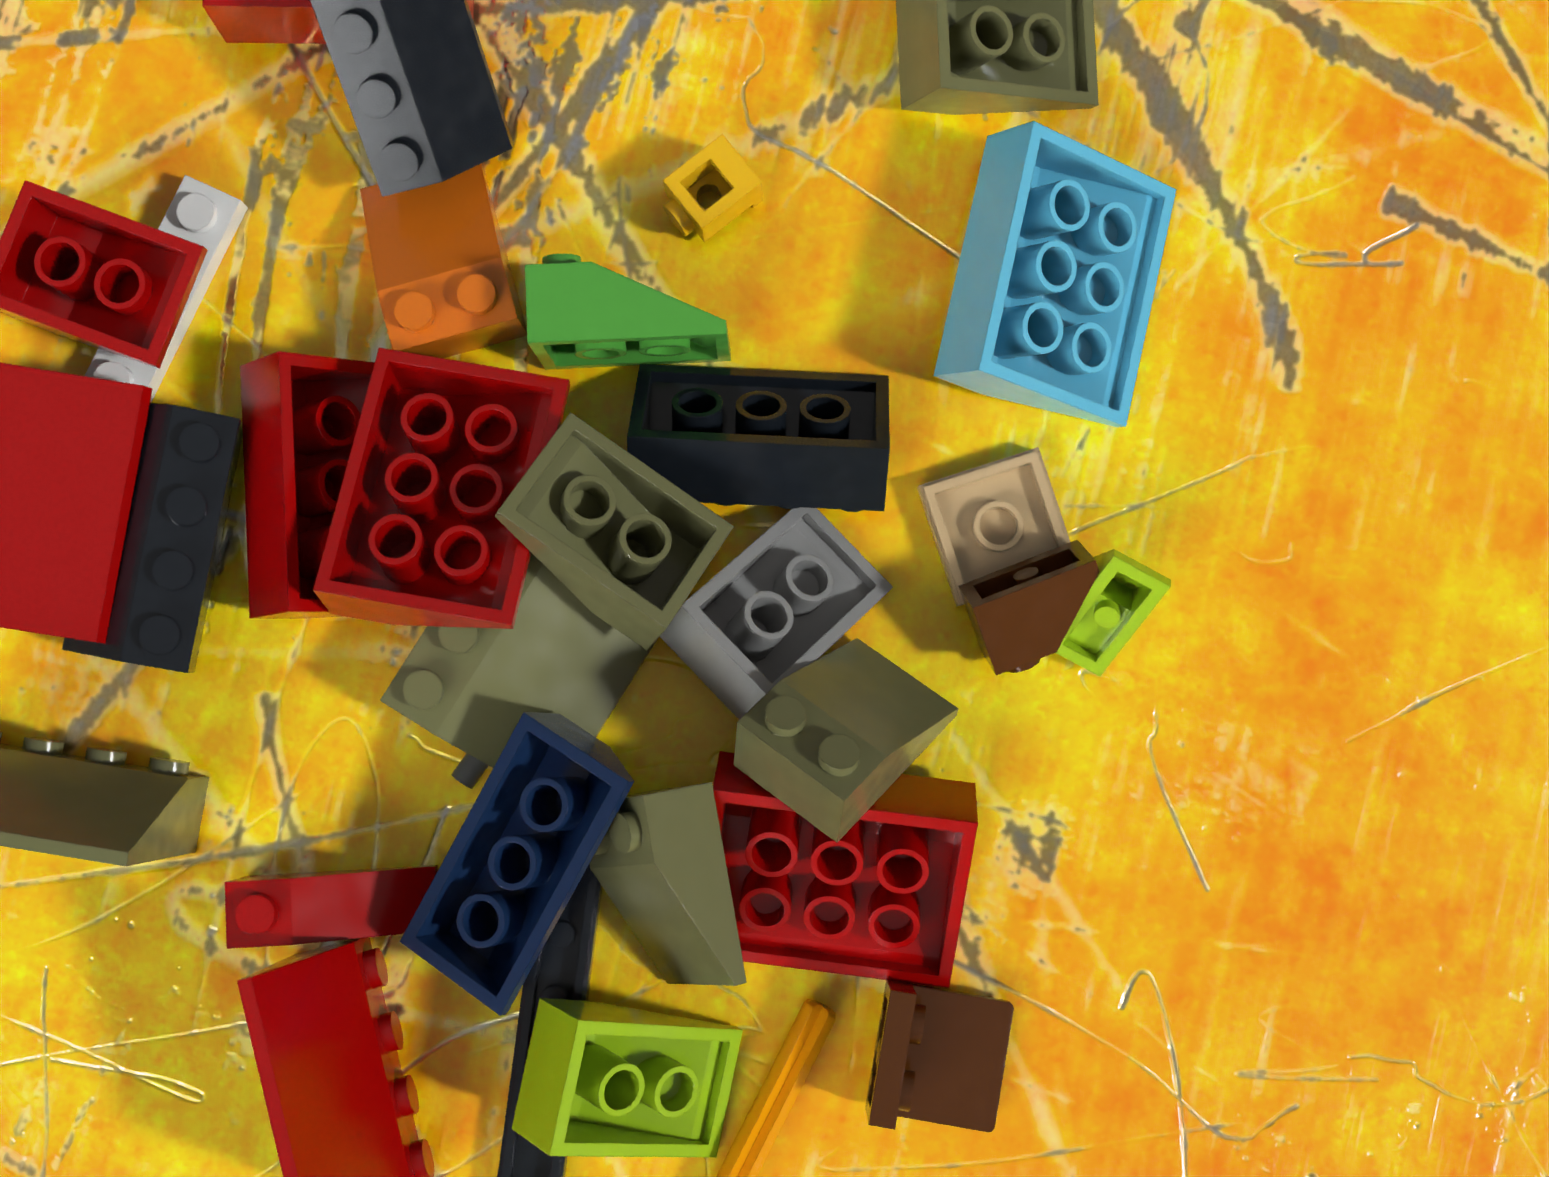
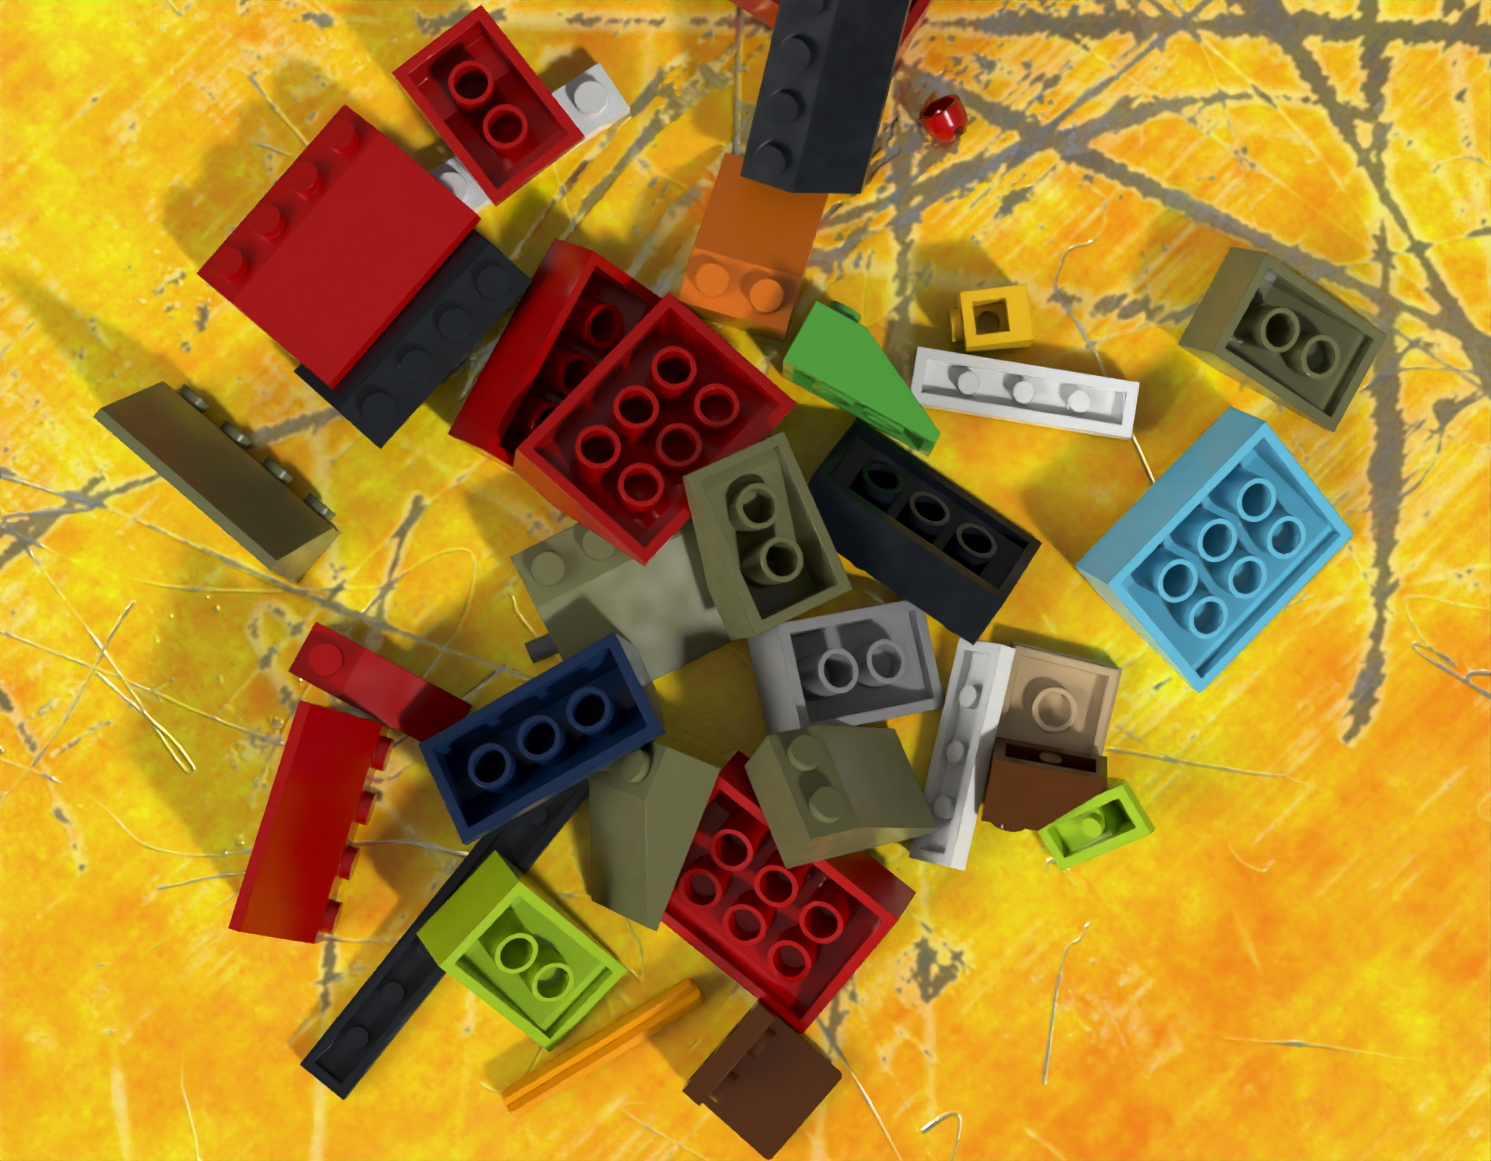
camera: 30 degrees right, 0 degrees up
(551, 31) = (944, 118): none -> red hinge
(786, 242) = (1024, 393): none -> white plate
(937, 618) = (963, 750): none -> white plate

